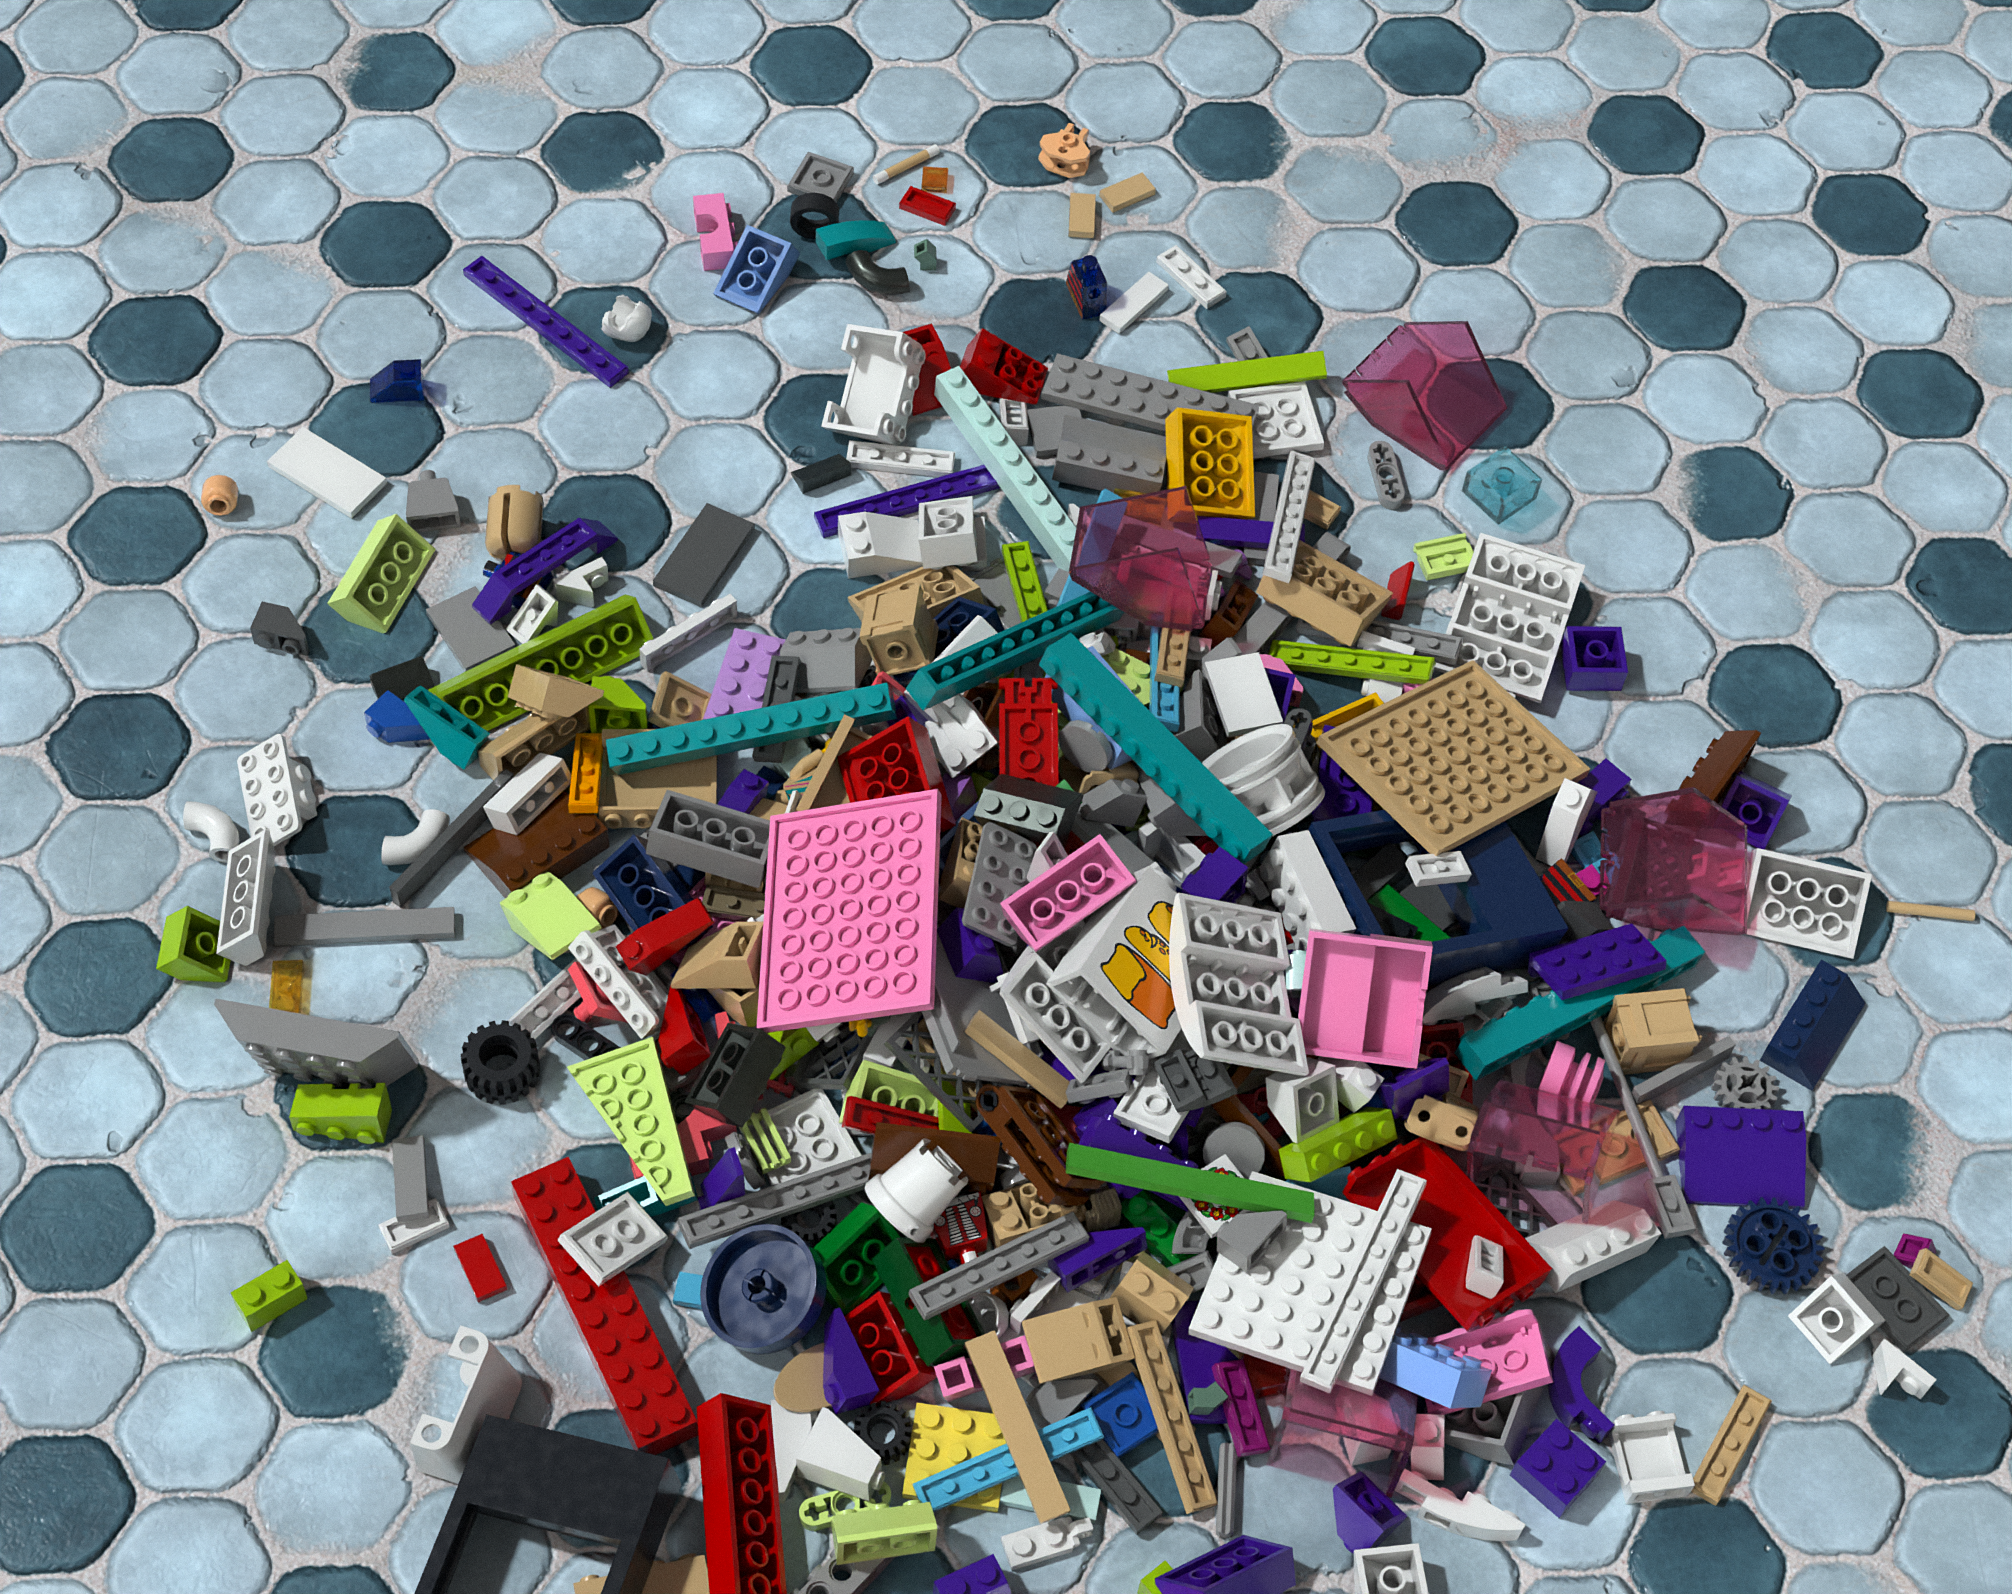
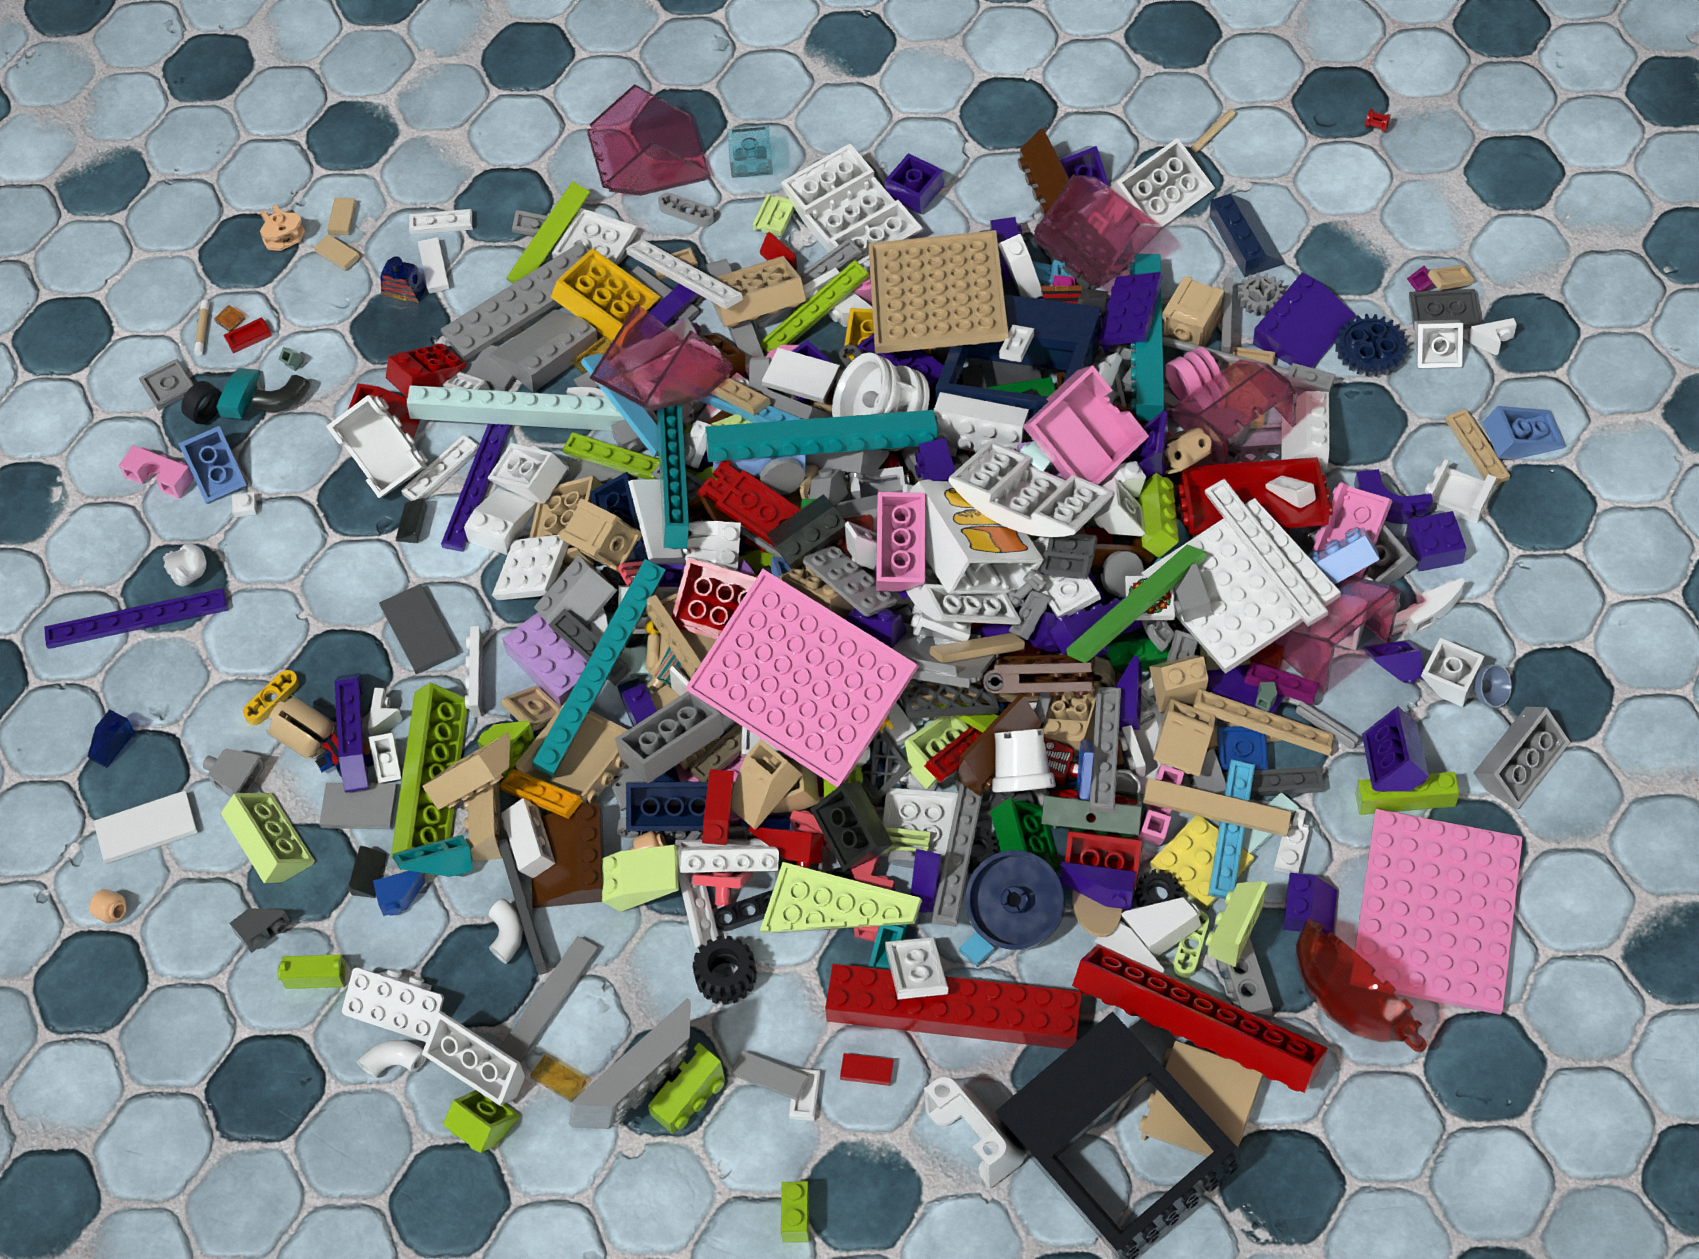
camera: 45 degrees left, 0 degrees up
(261, 703) = (312, 971): none -> lime brick
(556, 491) = (278, 681): none -> yellow beam
(734, 325) = (244, 504): none -> white plate
(834, 602) = (530, 567): none -> white plate
(961, 1253) = (1085, 769): none -> tile
(1789, 1483) = (1522, 432): none -> medium blue slope

